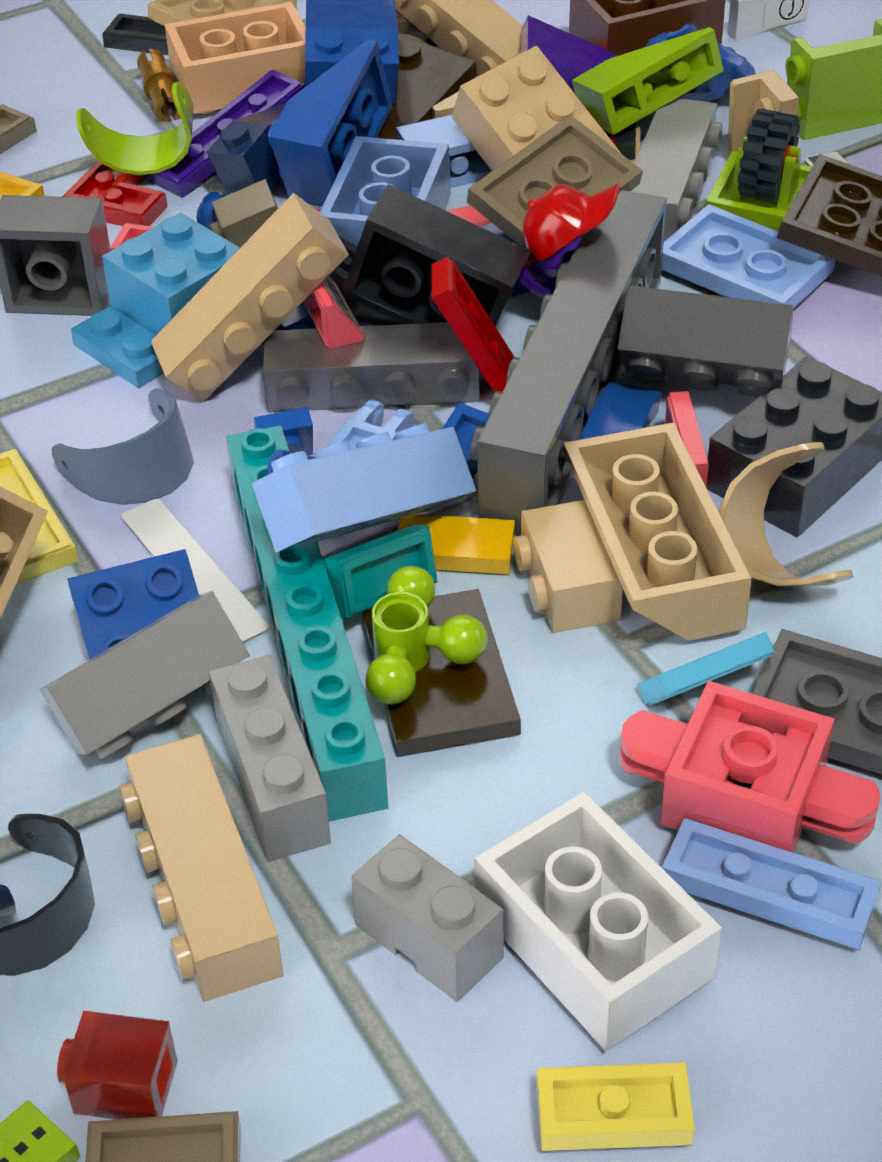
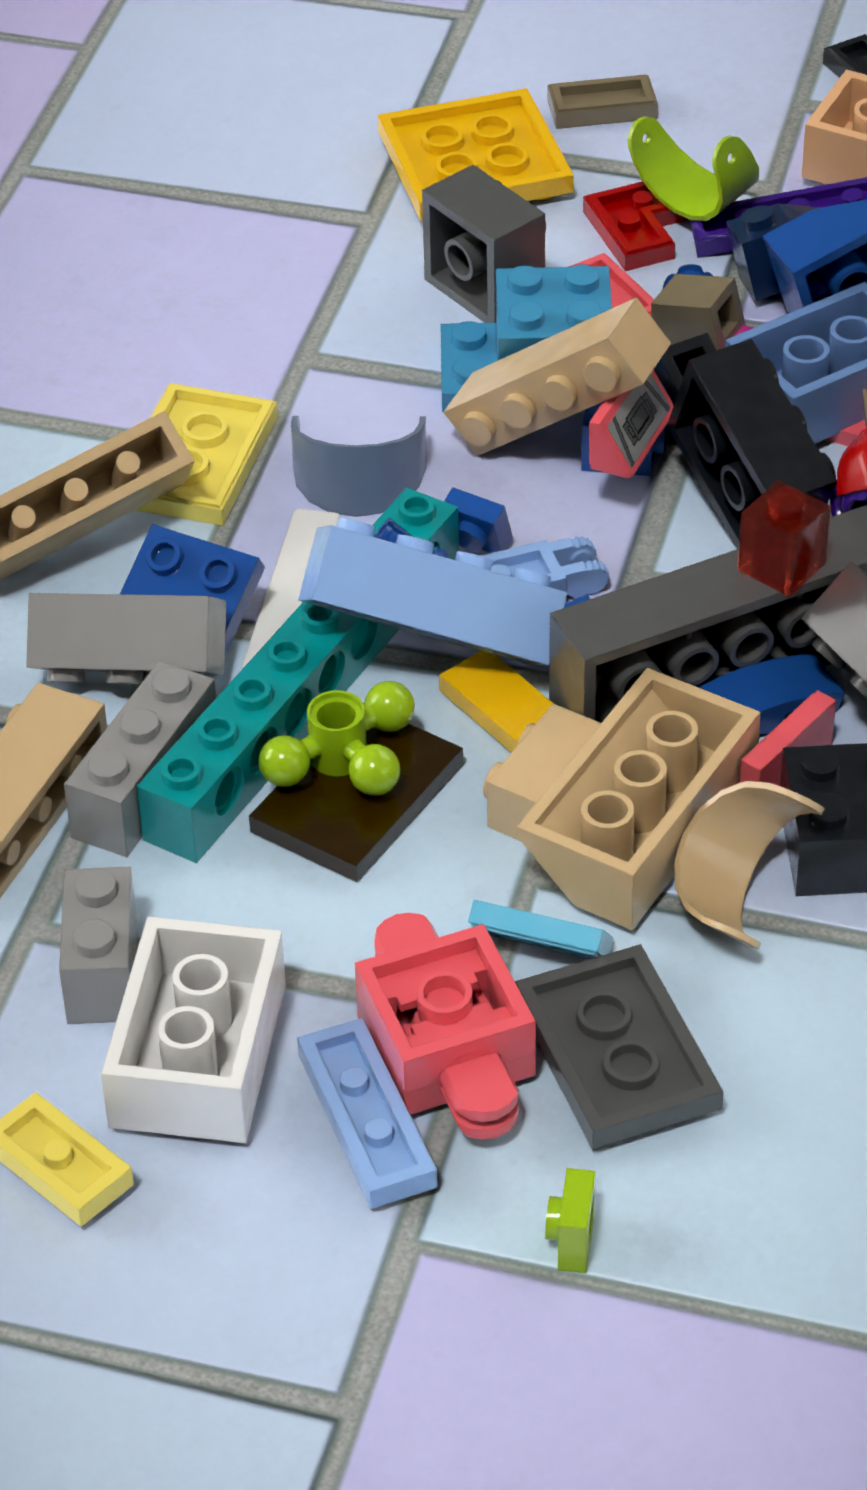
camera: 45 degrees right, 0 degrees up
(158, 83) = (792, 145): pearl gold pin -> none
(362, 572) = (429, 676): teal tile -> none
(390, 366) = (634, 518): flat silver brick -> none
(471, 323) = (697, 500): red tile -> none
(581, 291) = (783, 538): none -> clear red brick

